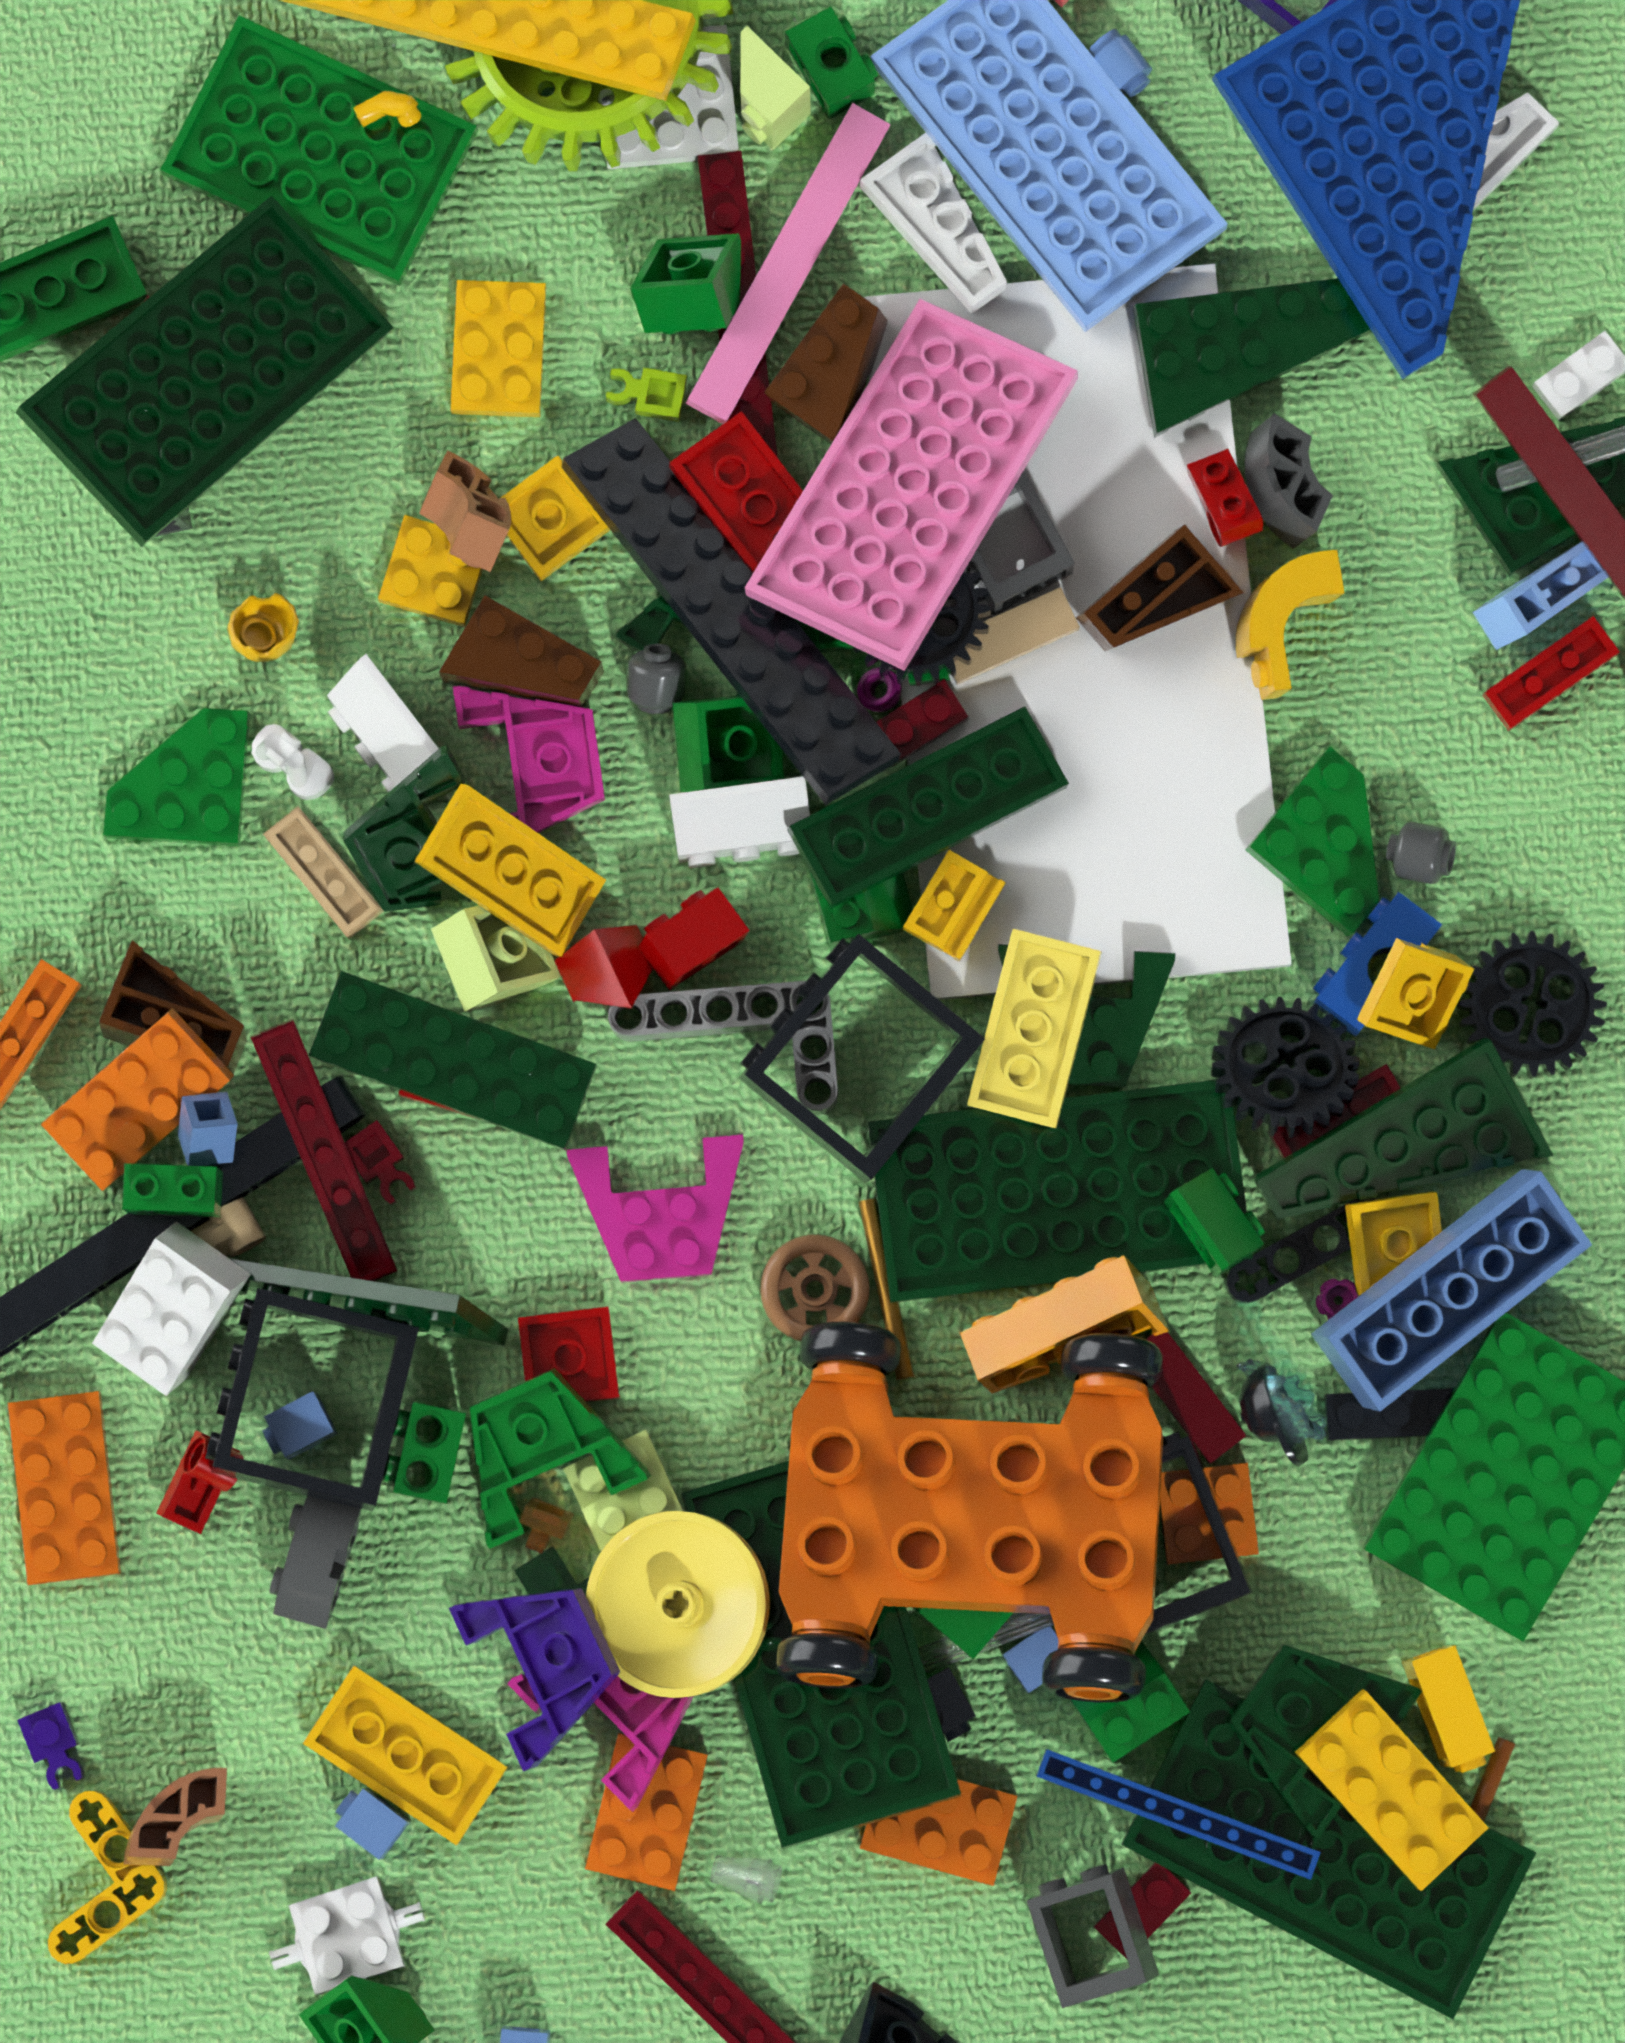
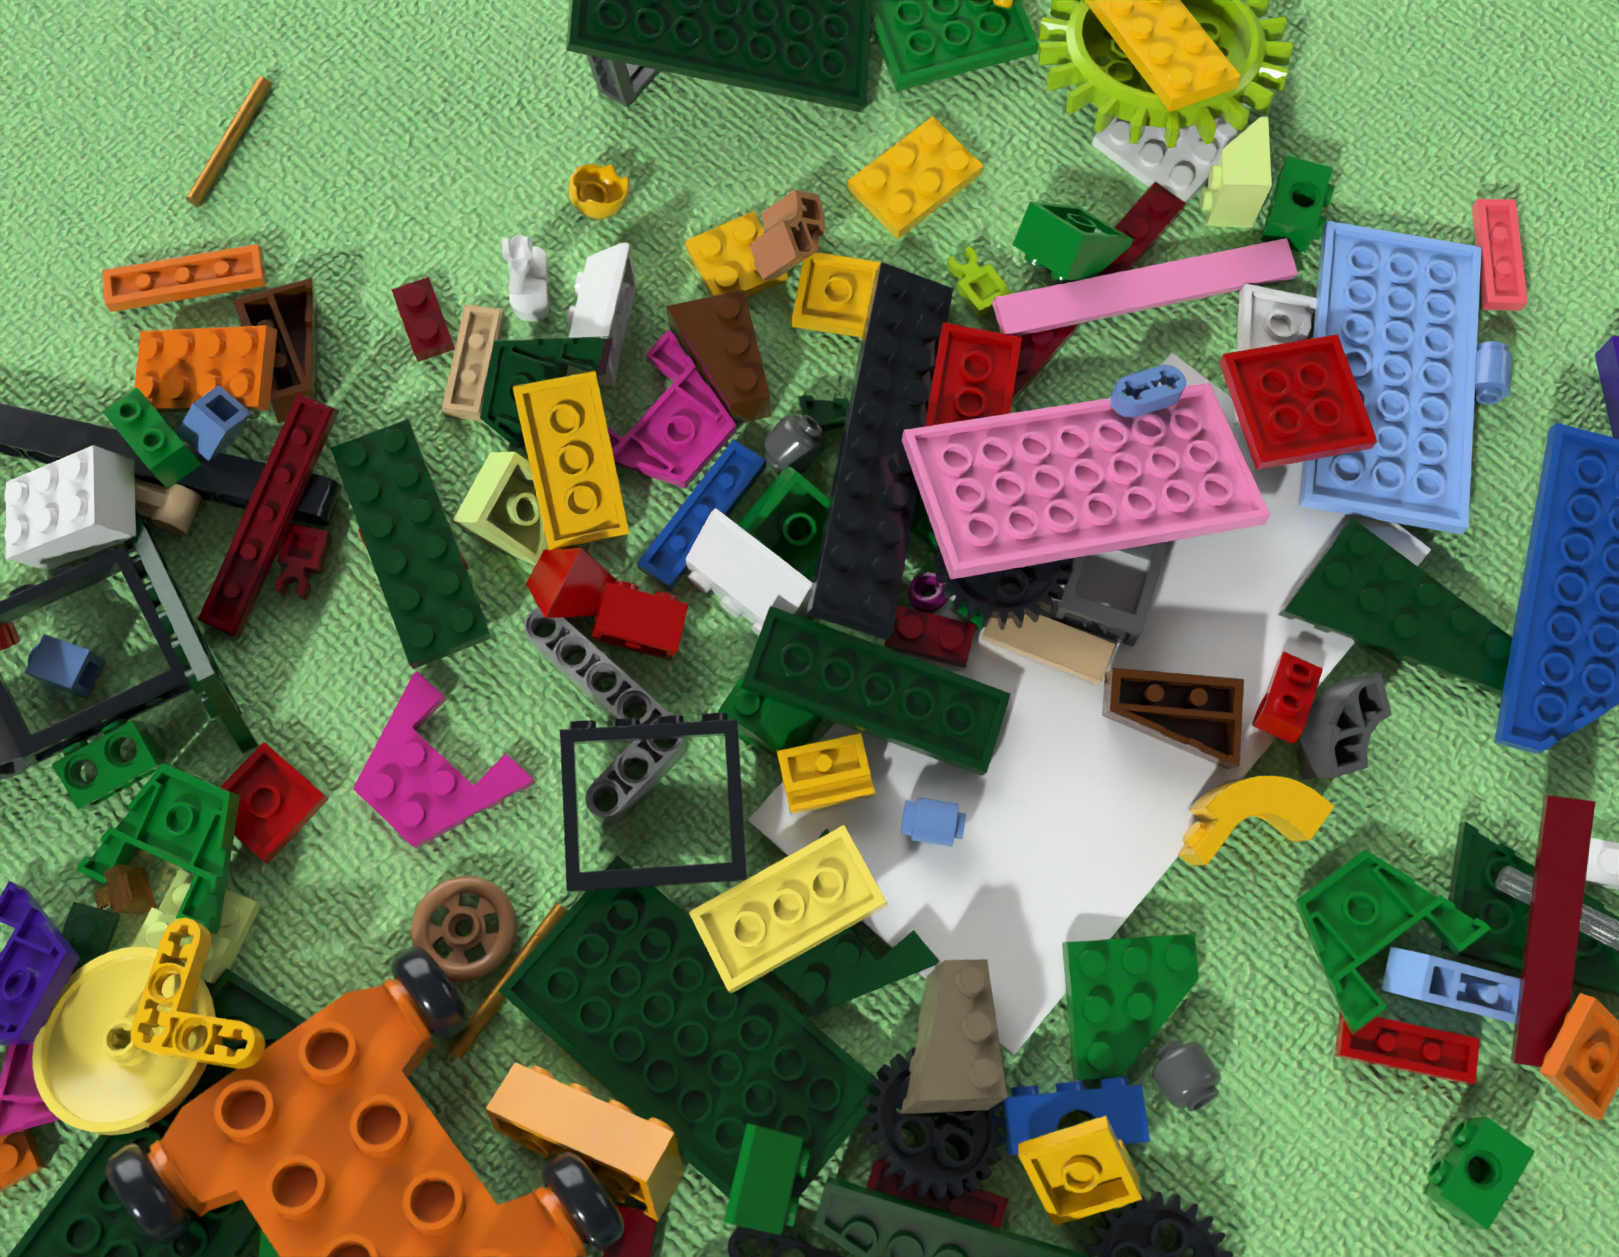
camera: 45 degrees right, 10 degrees down
(186, 786) = (454, 237): green plate -> none
(241, 880) = (423, 319): none -> dark red plate
(643, 806) = (719, 489): none -> blue plate
(713, 1545) = (179, 1022): none -> yellow beam
(830, 364) = (1092, 363): reddish brown wedge -> none
(877, 356) = (1145, 386): none -> medium blue beam
(1005, 251) = (1297, 401): none -> red plate
(1067, 859) = (932, 821): none -> medium blue brick
(1247, 995) = (957, 1043): none -> dark tan wedge
(1430, 609) = (1361, 914): none -> green wing

